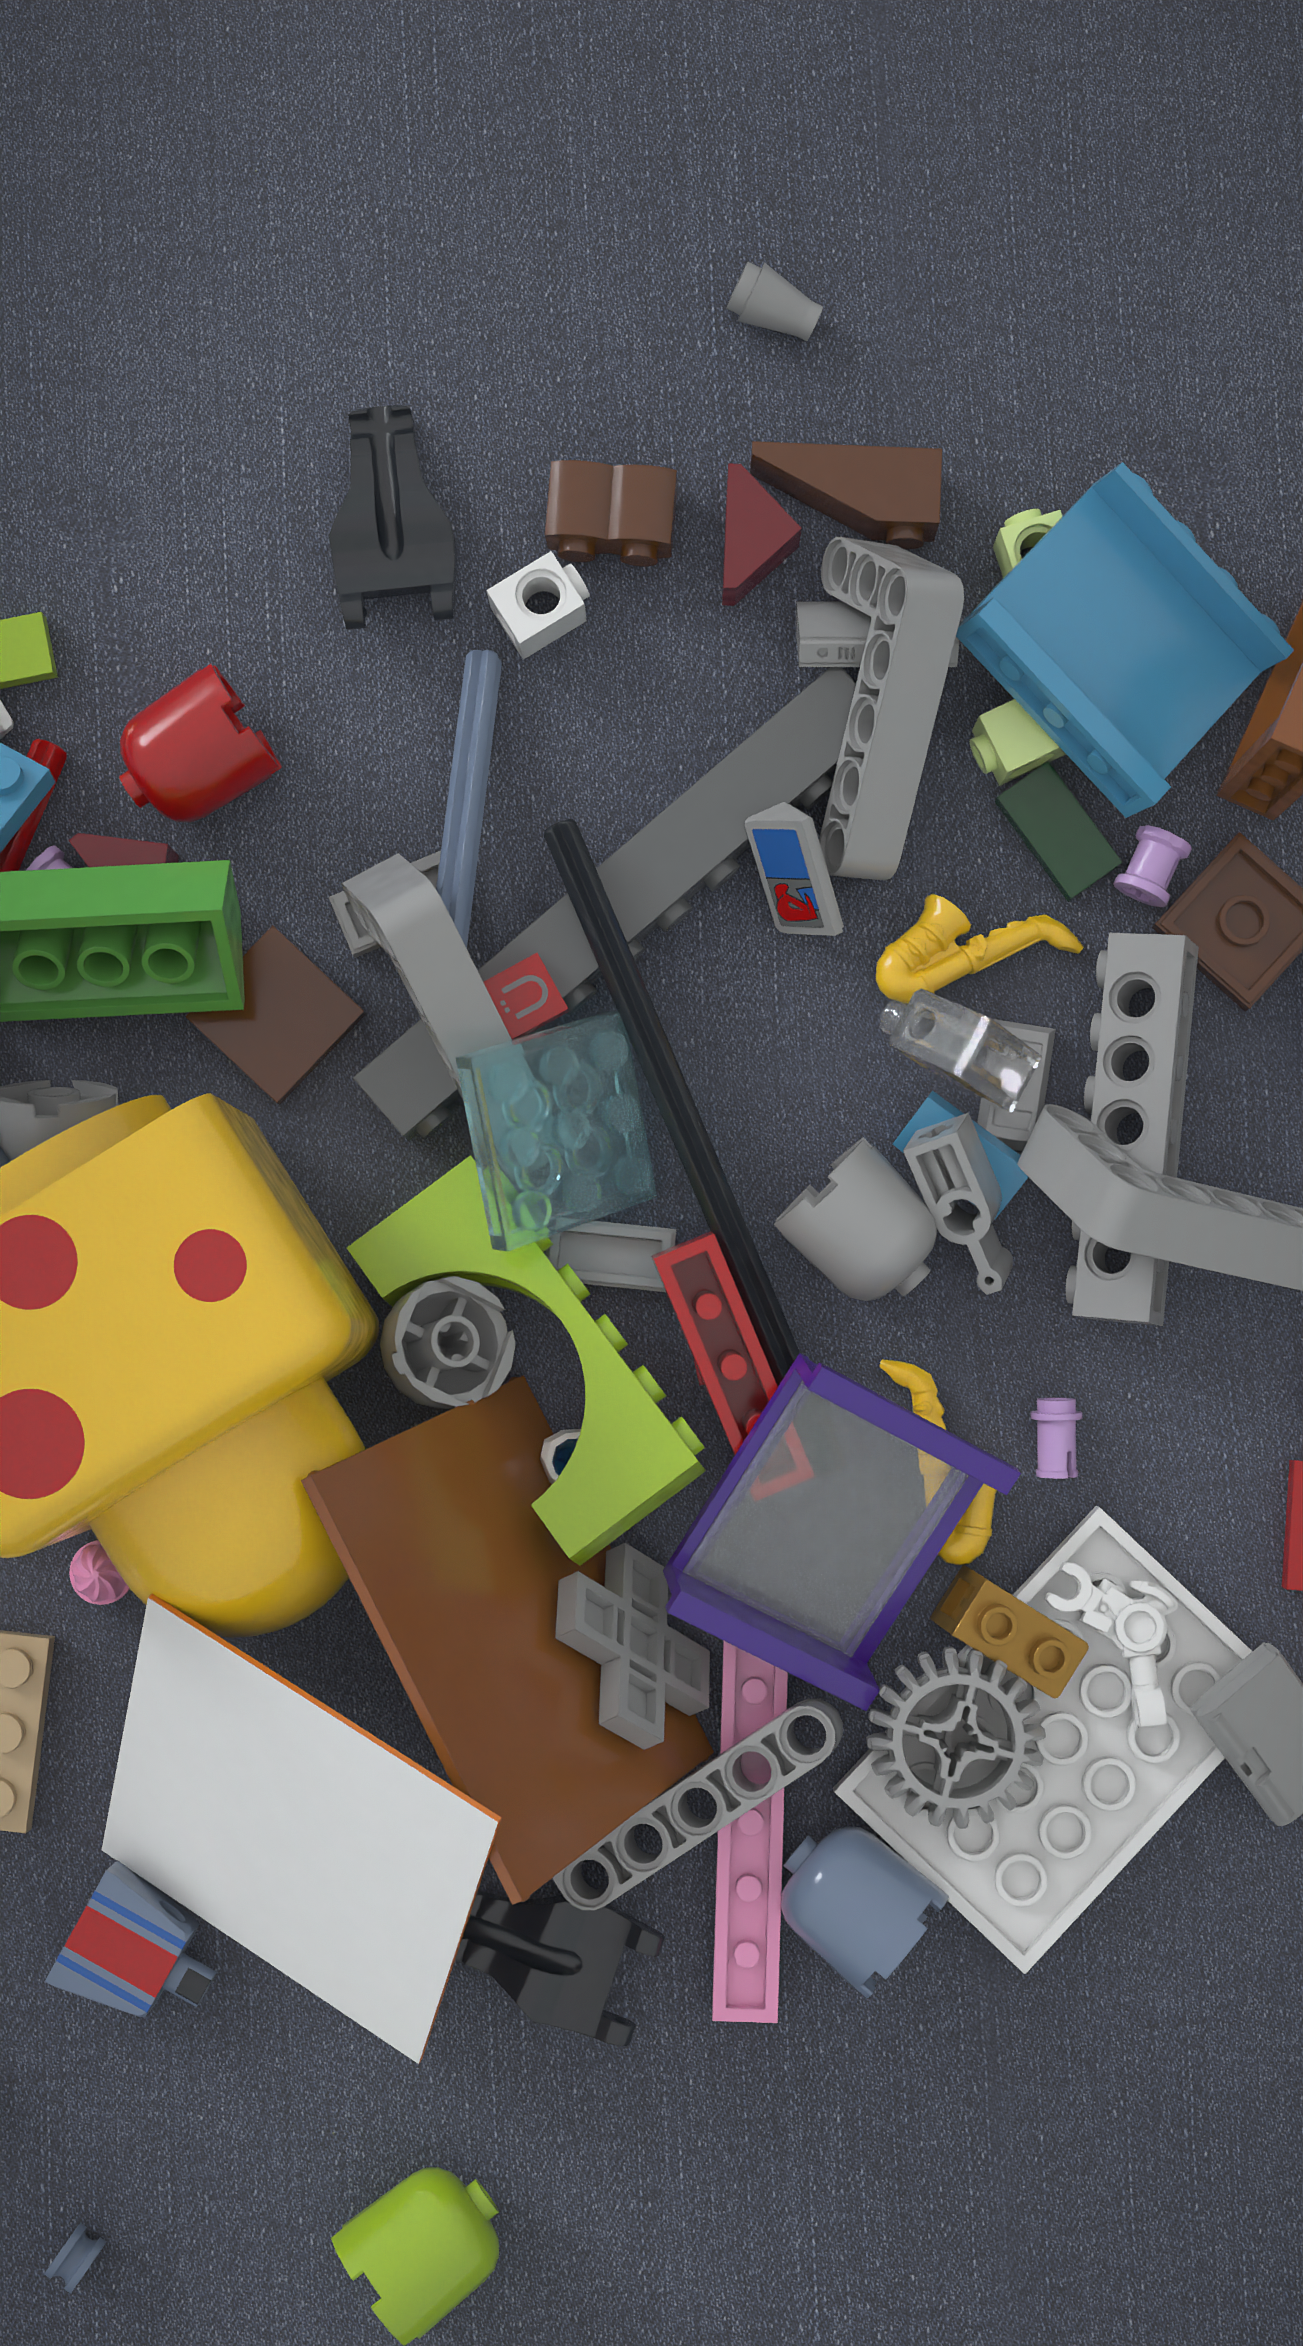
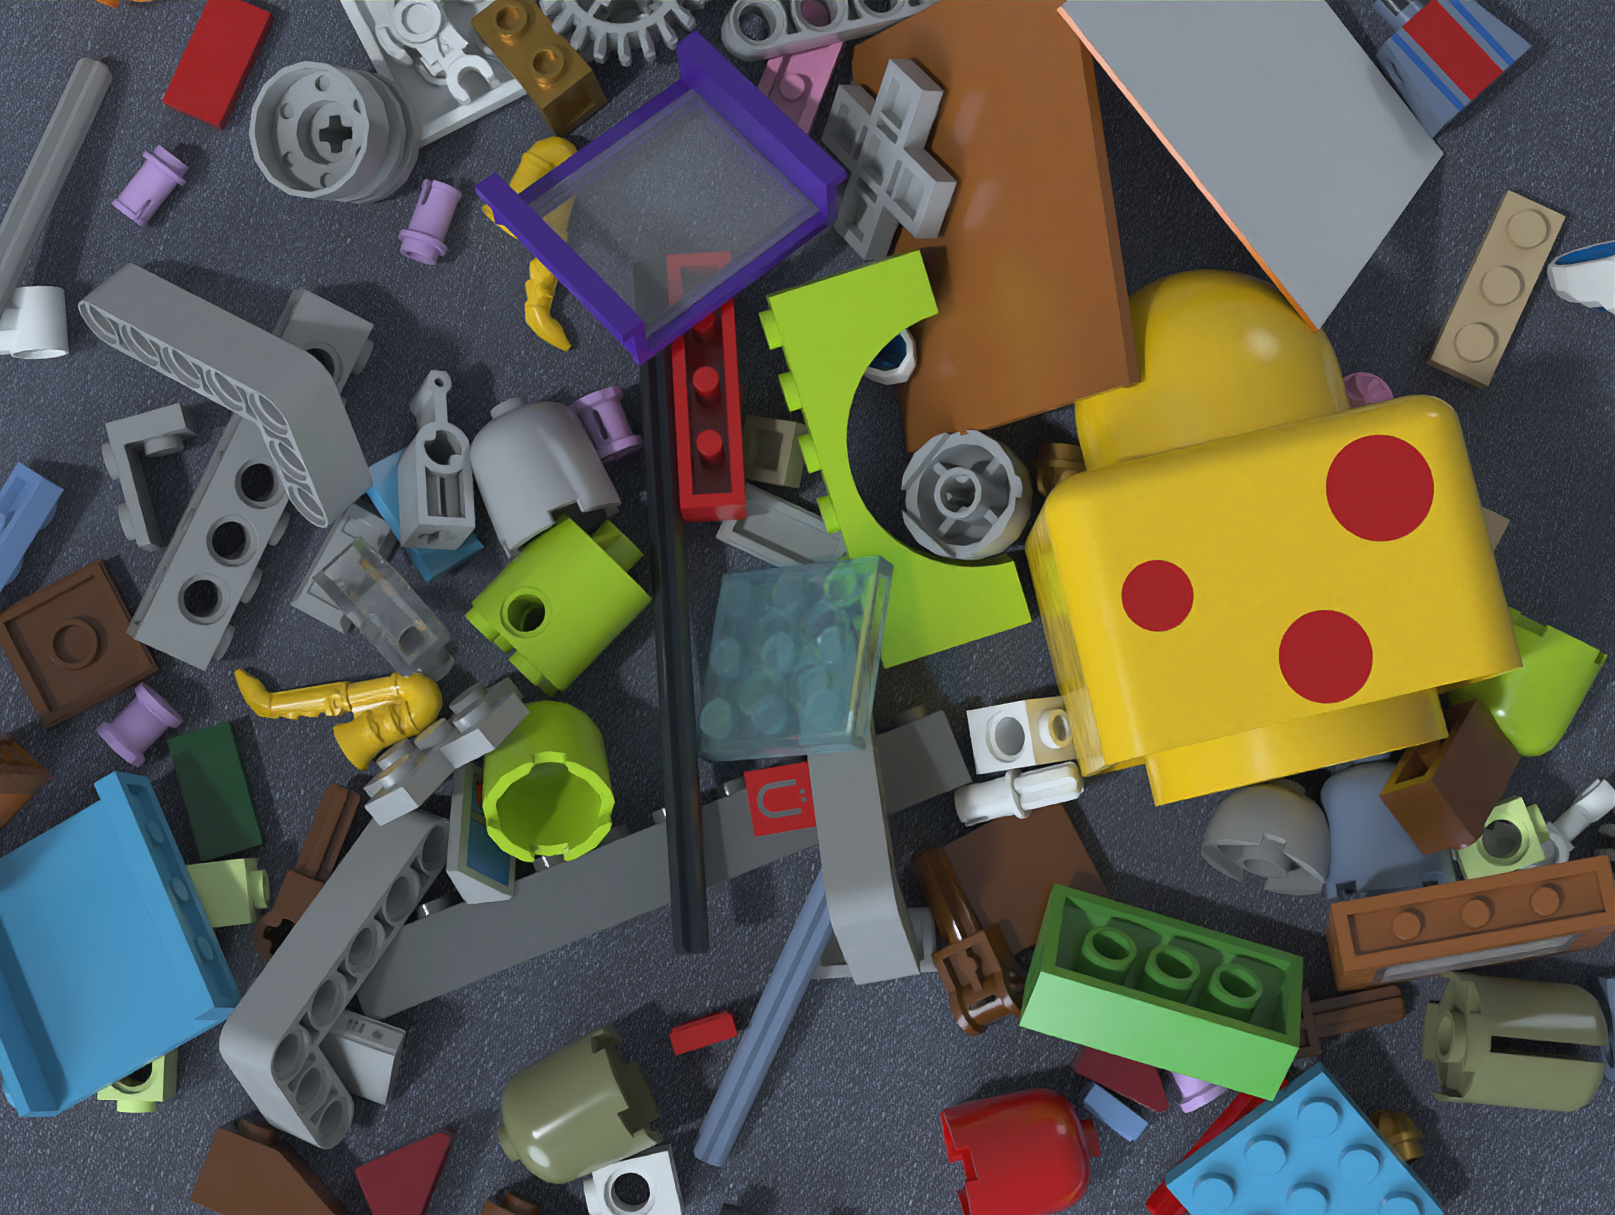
camera: 165 degrees left, 0 degrees up
(122, 822) = (1111, 1111): none -> medium blue tile
(298, 915) = (974, 959): none -> reddish brown connector
(305, 1084) = (1018, 793): none -> white axle
(322, 1138) = (1020, 734): none -> white brick
(369, 1403) = (1055, 464): none -> pearl gold plate
(525, 766) = (703, 1031): none -> red tile
(614, 653) = (578, 1110): none -> olive cylinder
(649, 1329) = (773, 451): none -> dark tan plate
(750, 938) = (548, 785): none -> lime cylinder
(784, 1131) = (570, 586): none -> lime cylinder
(817, 1300) = (607, 424): none -> lavender bush
(838, 951) = (415, 771): none -> light grey plate
(941, 786) = (313, 867): none -> reddish brown connector
(1207, 1477) = (305, 129): none -> light grey wheel
(1264, 1108) = (159, 435): none -> light grey bracket

